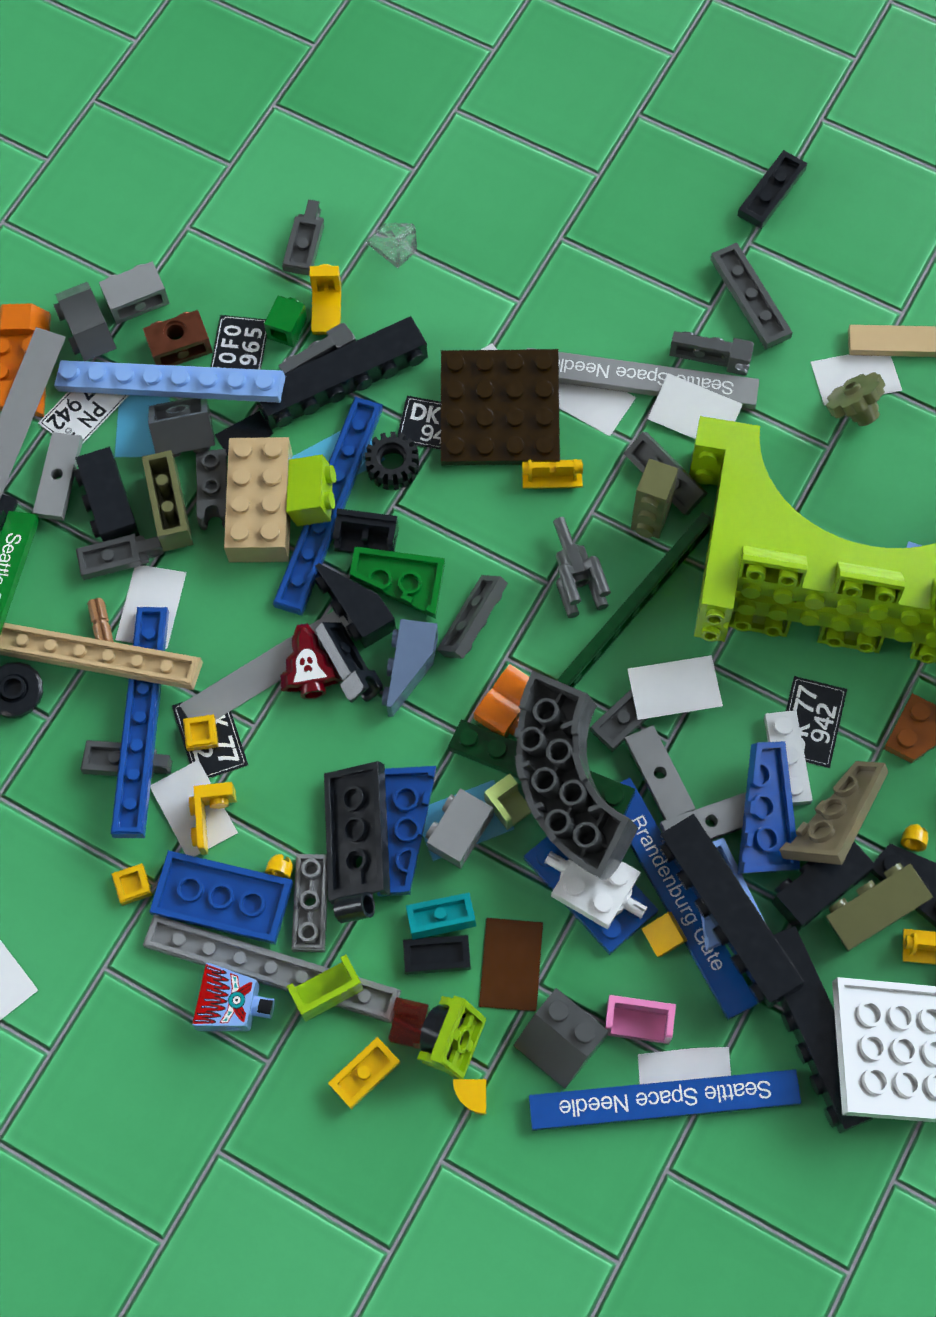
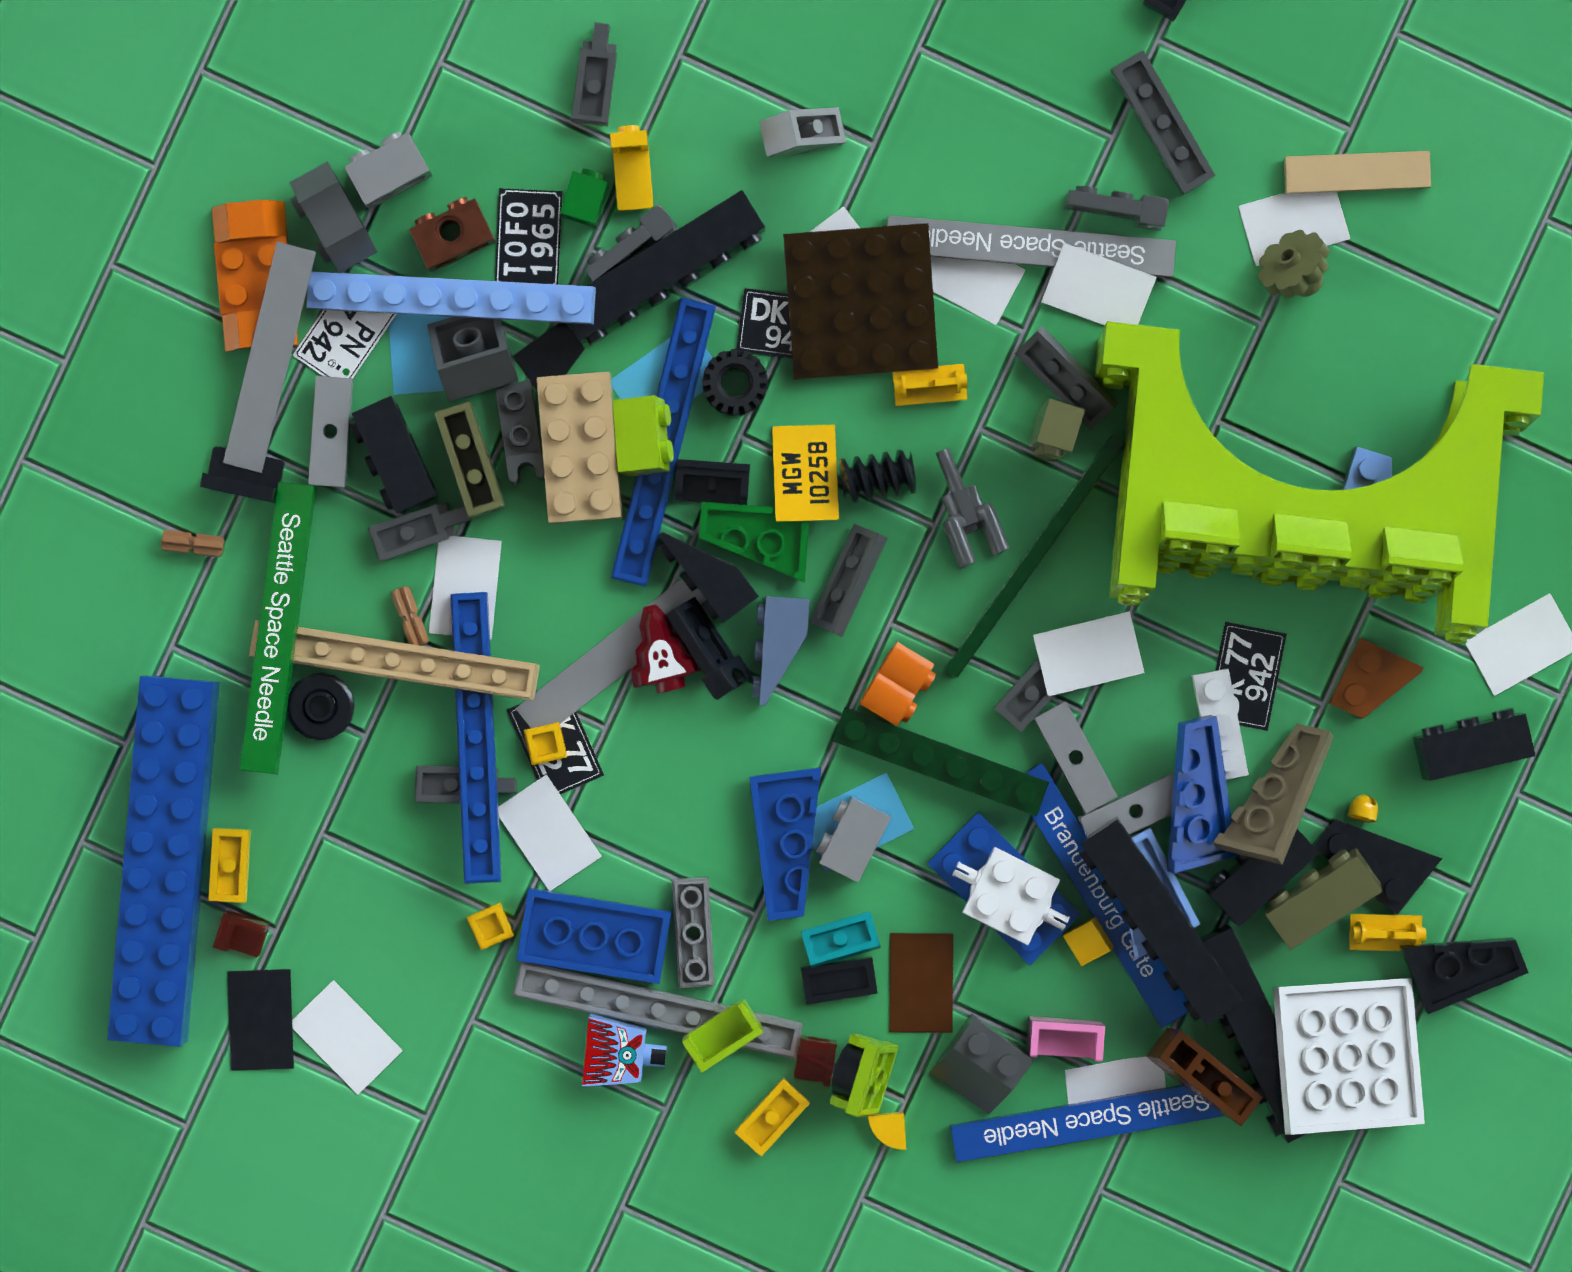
camera: 15 degrees left, 20 degrees up
(215, 795) = (576, 823): yellow bracket -> none
(279, 867) = (655, 895): yellow hinge -> none
(356, 829) = (739, 849): black hinge -> none
(394, 242) = (706, 72): clear slope -> none
(443, 532) = (805, 473): none -> yellow sticker
(462, 283) = (802, 131): none -> light grey slope
(503, 535) = (877, 475): none -> black piece
(507, 801) = (905, 803): yellowish green panel -> none
(558, 778) = (964, 788): dark grey brick -> none
(766, 1060) = (1203, 1075): none -> reddish brown slope

